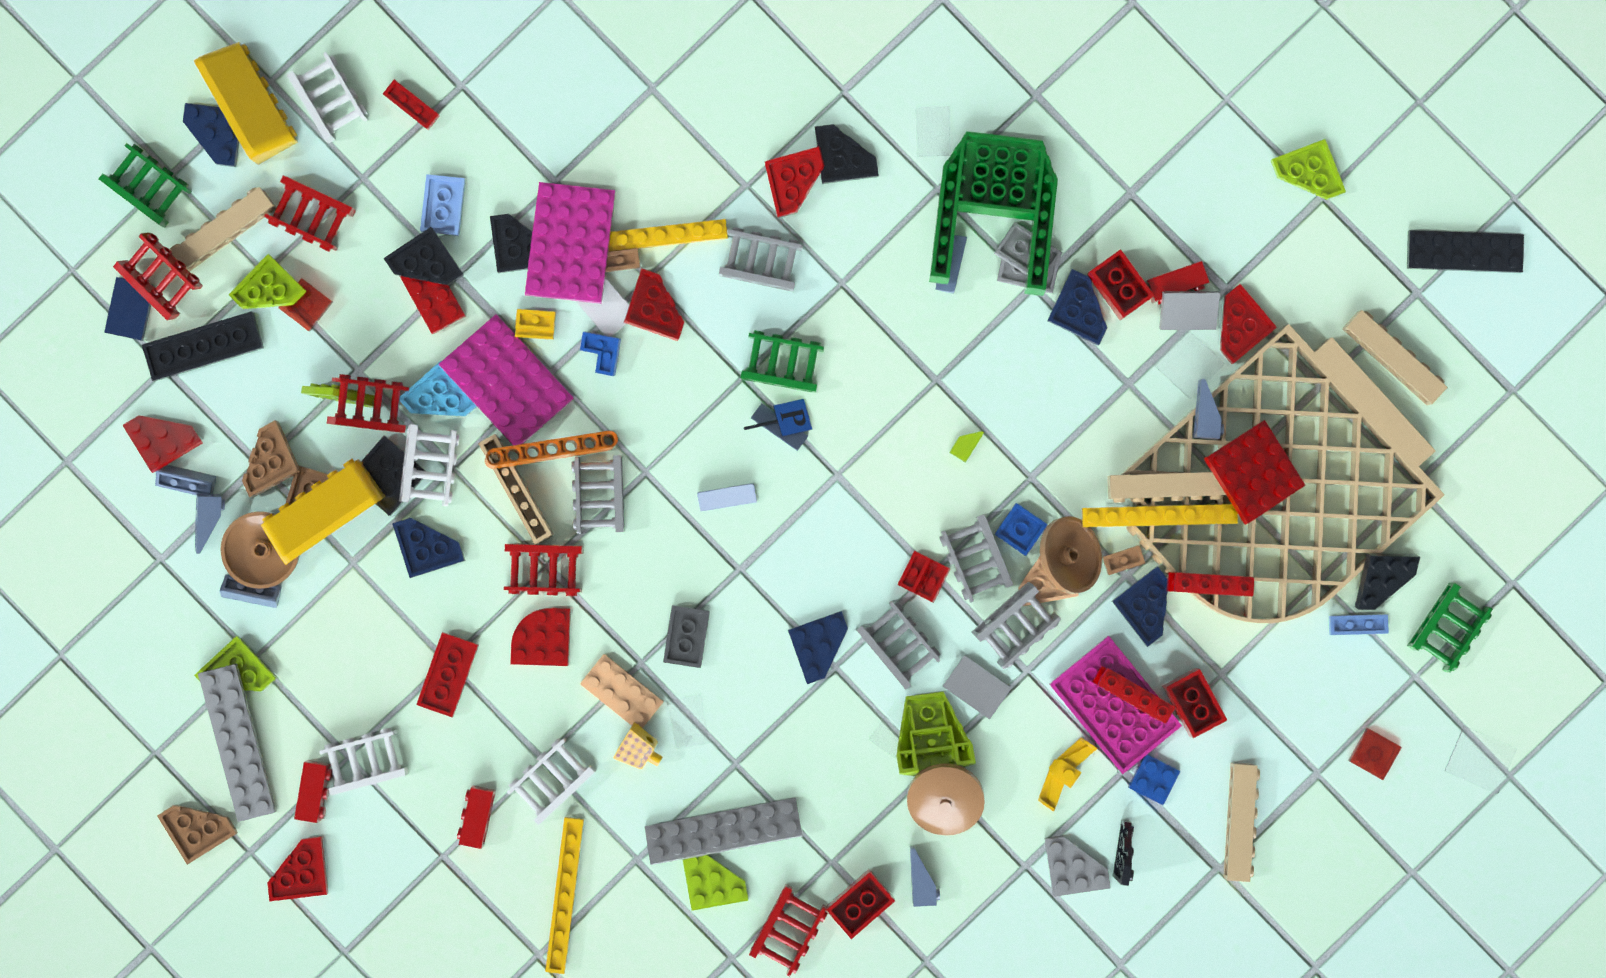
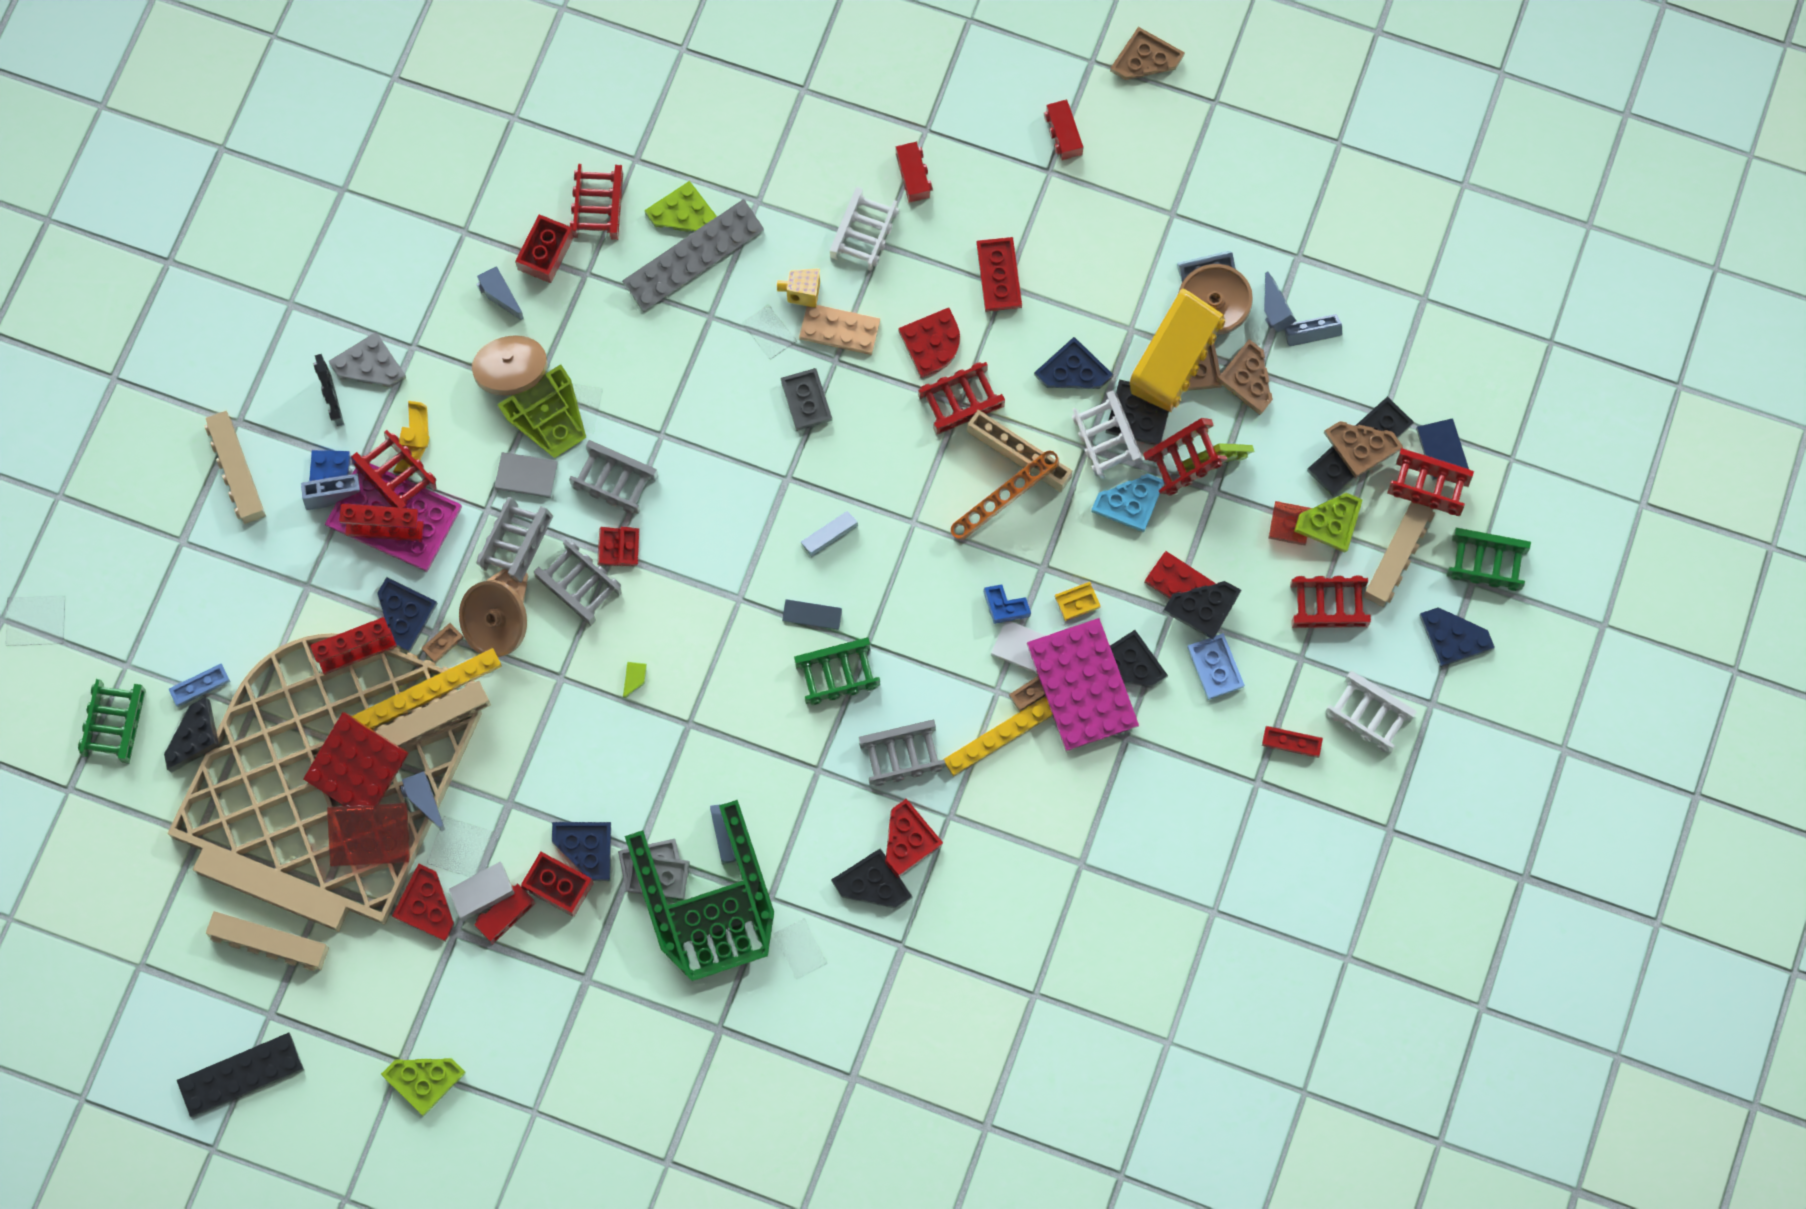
camera: 155 degrees right, 15 degrees down
(161, 440) = (1352, 351): red plate -> none
(201, 341) = (1362, 445): none -> medium nougat plate
(237, 742) = (1149, 139): light grey plate -> none
(246, 101) = (1440, 671): yellow windscreen -> none
(253, 671) = (1182, 196): lime plate -> none
(301, 873) = (1039, 63): red plate -> none
(376, 775) = (1029, 155): white fence -> none
(506, 381) = (1077, 539): dark pink plate -> none
(564, 895) = (805, 145): yellow plate -> none
(615, 503) = (934, 497): light grey fence -> none
(653, 307) = (978, 664): red plate -> none
(790, 416) = (805, 626): blue piece -> none
(818, 644) = (686, 446): dark blue plate -> none
(1020, 529) = (549, 626): blue plate -> none
(1117, 748) = (375, 476): none -> red fence
(1165, 754) = (328, 491): none -> sand blue slope
(1194, 703) = (322, 546): red brick -> none
(1269, 404) = (368, 834): none -> clear red plate
(1374, 754) = (136, 581): clear red plate -> none

